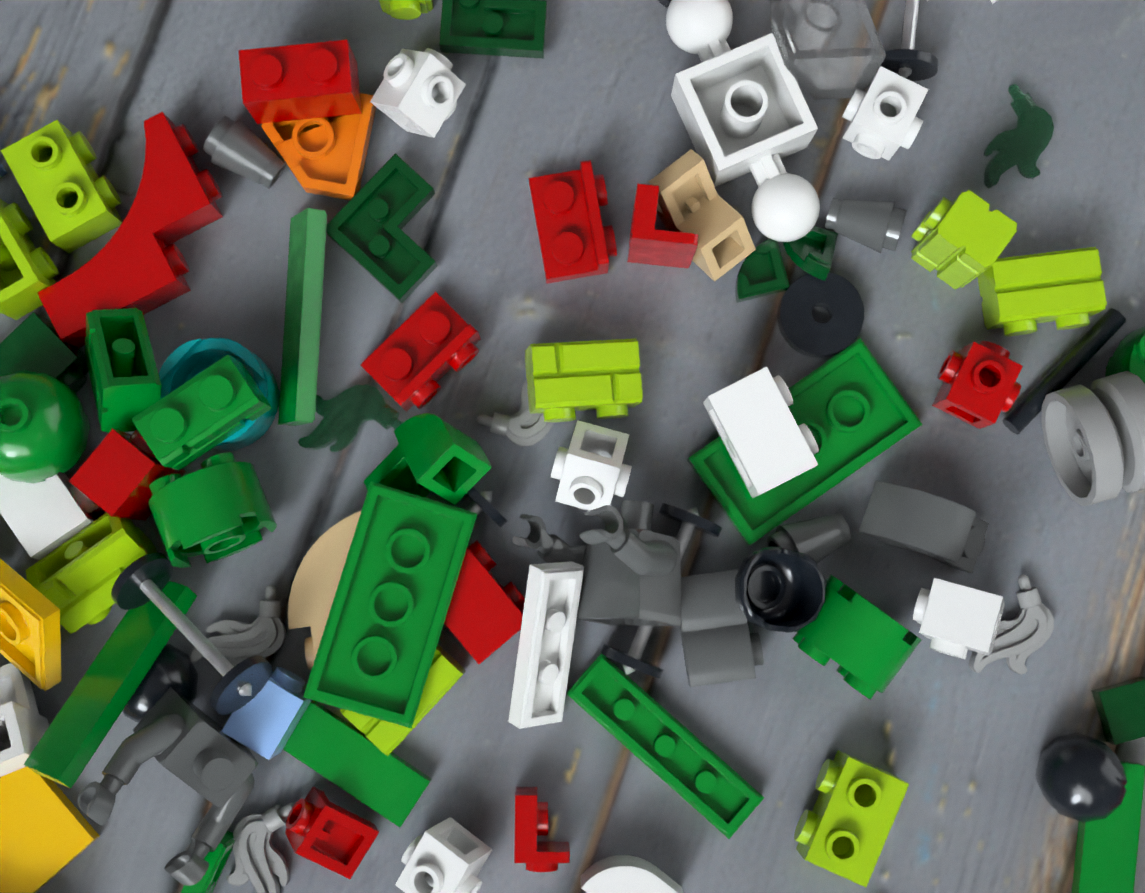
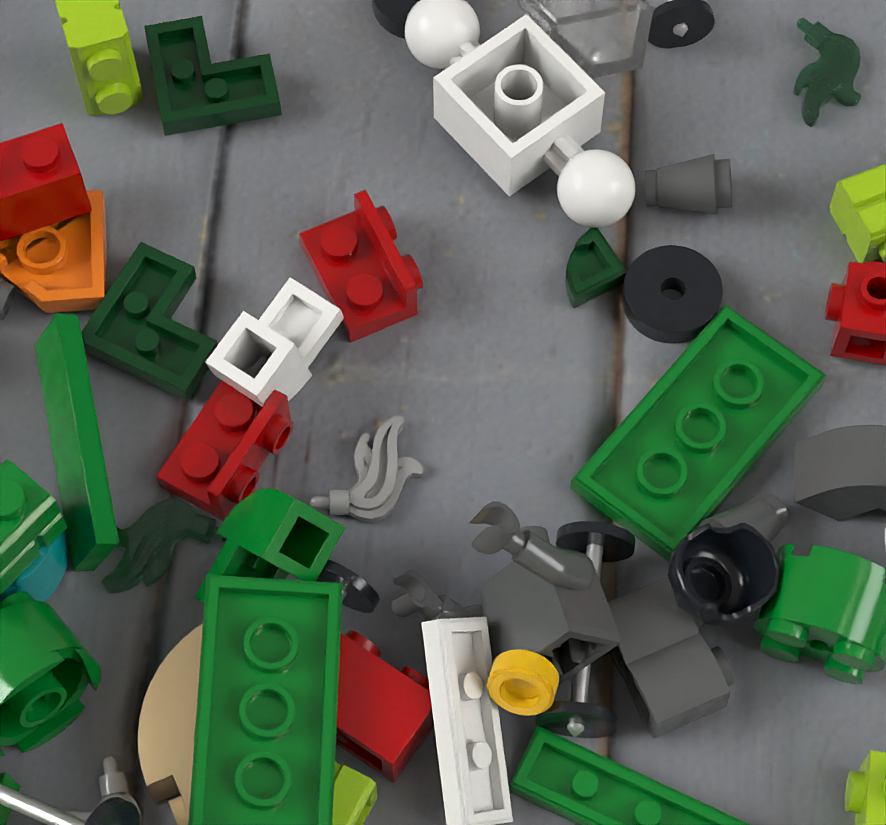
camera: 15 degrees left, 20 degrees down
(418, 91) = (151, 173): white brick -> none
(480, 286) = (278, 346): none -> white brick
(583, 377) = (422, 419): lime brick -> none
(590, 478) = (455, 498): white brick -> none
(596, 631) = (523, 682): none -> yellow tile
(654, 245) = (467, 253): red panel -> none
(692, 206) = (503, 227): tan brick -> none
(762, 431) = (645, 415): white brick -> none
(813, 251) = (640, 228): dark green tile -> none
(884, 115) = (672, 73): white brick -> none
(961, 238) = (797, 166): lime brick -> none

